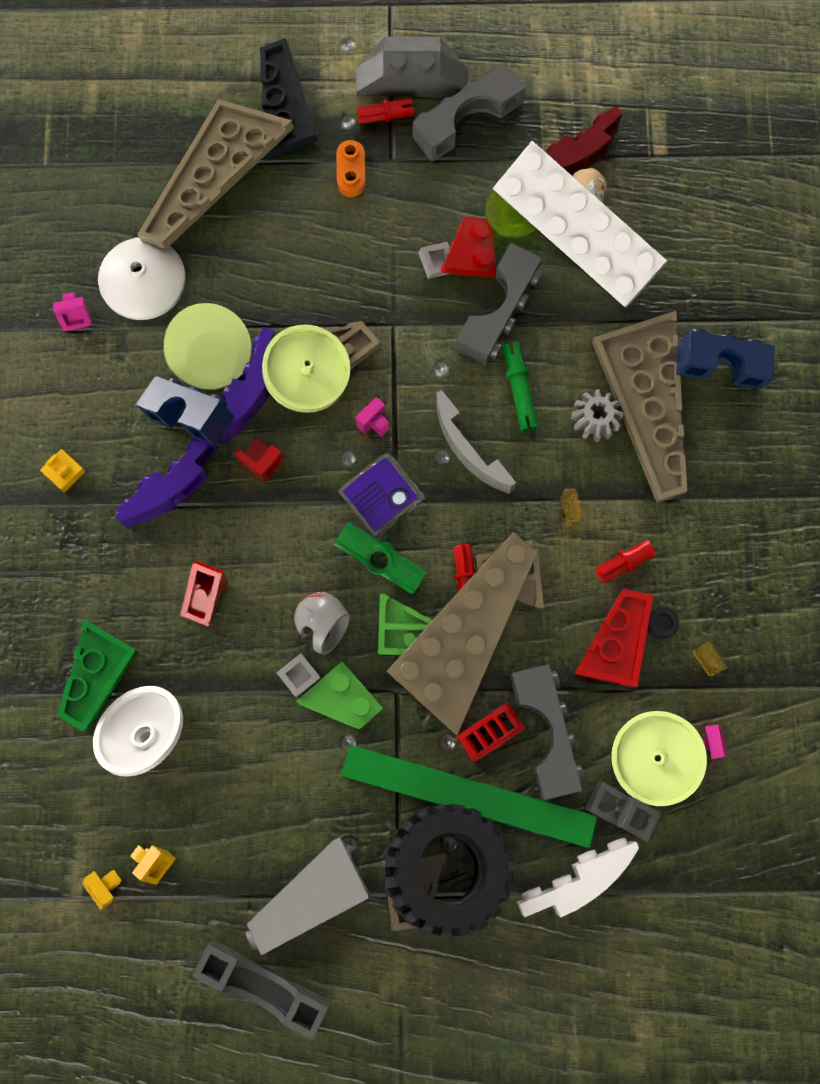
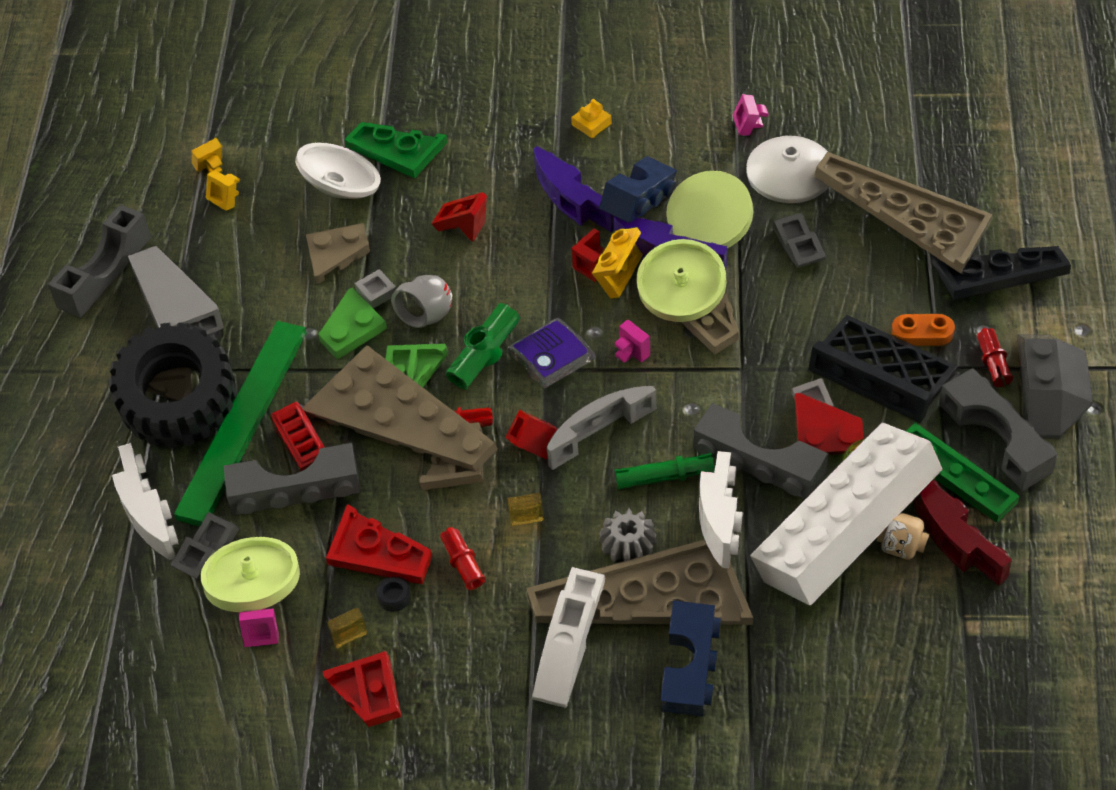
camera: 95 degrees right, 25 degrees down
(238, 726) = (336, 248): none -> dark tan wing
(245, 269) = (798, 241): none -> dark grey slope
(273, 429) = (618, 261): none -> yellow bracket
(417, 207) = (875, 380): none -> black fence
(483, 505) = (531, 433): none -> red panel
(532, 127) = (969, 480): none -> green plate
(586, 334) = (719, 510): none -> white slope
(710, 455) = (567, 637): none -> white slope
(767, 634) = (367, 688): none -> red wing

